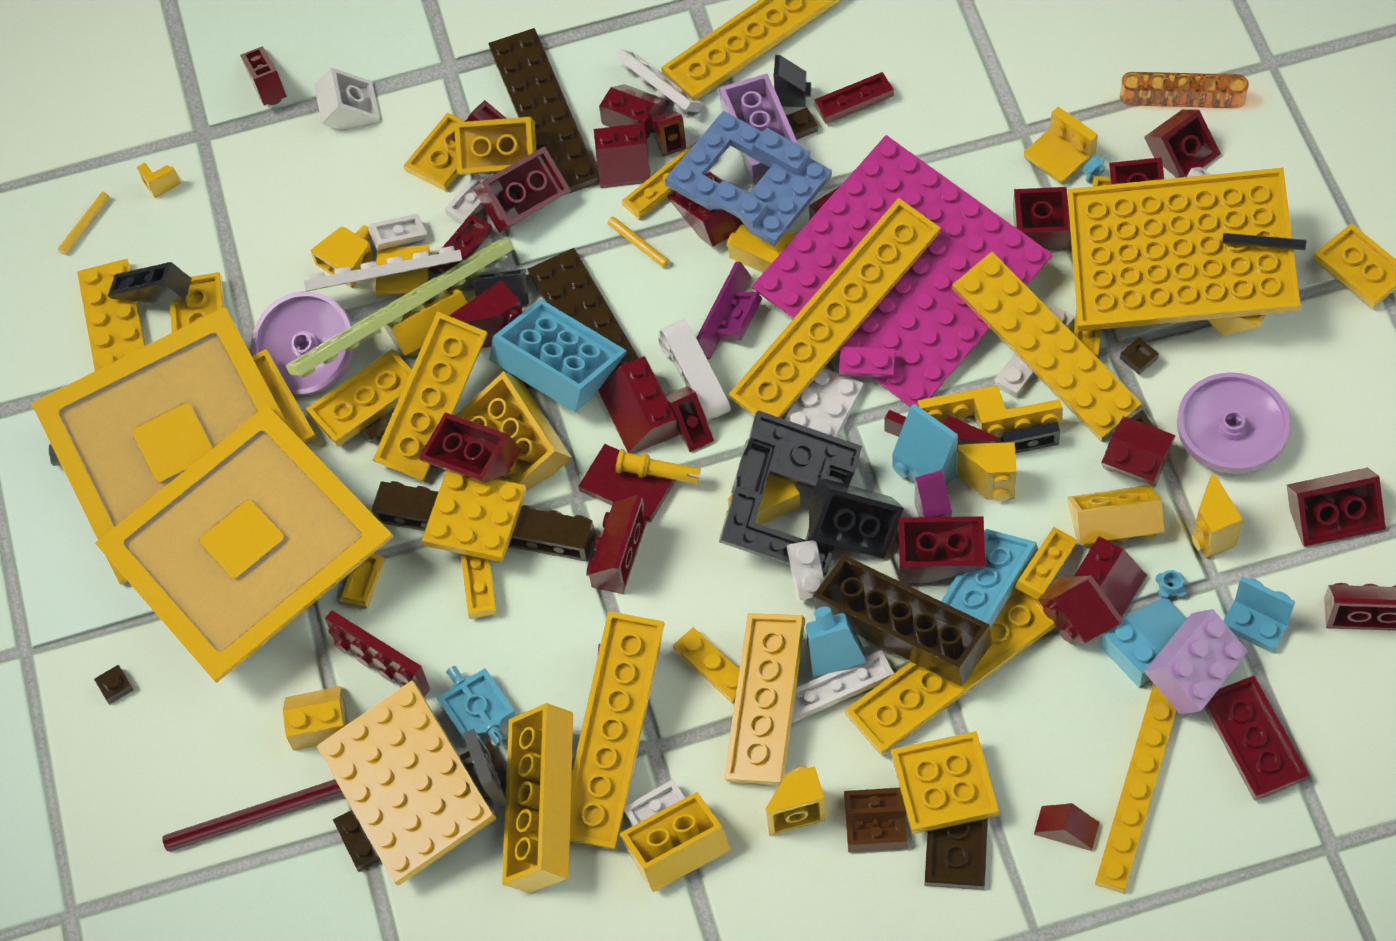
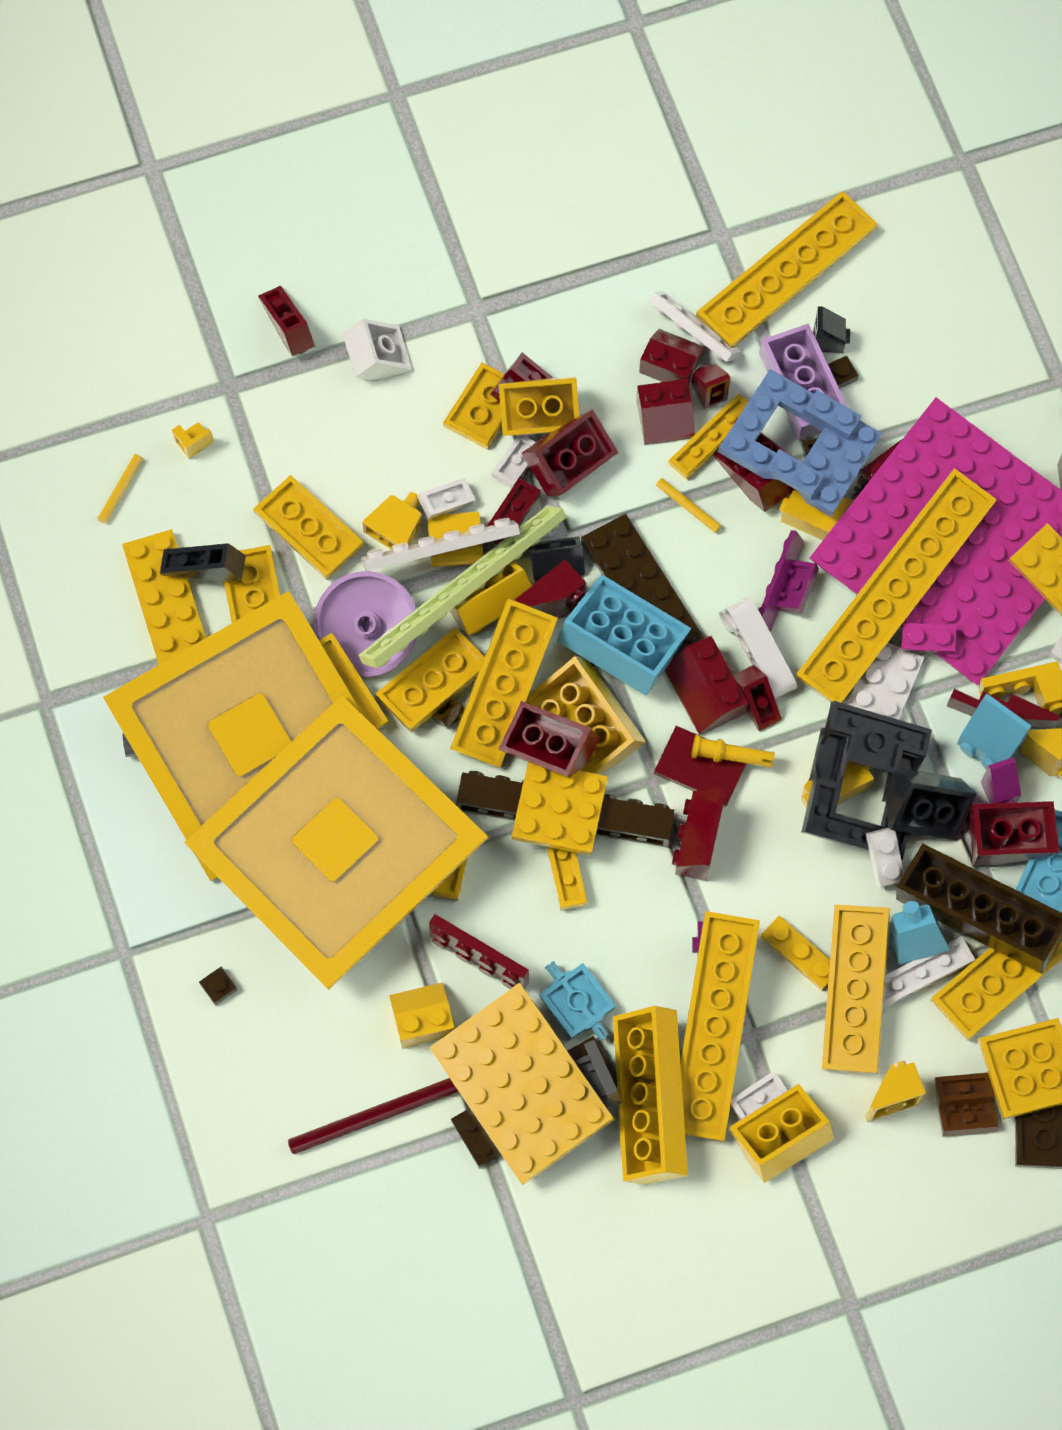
camera: 10 degrees left, 10 degrees up
(259, 257) = (308, 527): none -> yellow plate
(537, 95) = (577, 352): dark brown plate -> none
(853, 97) = (892, 344): dark red plate -> none

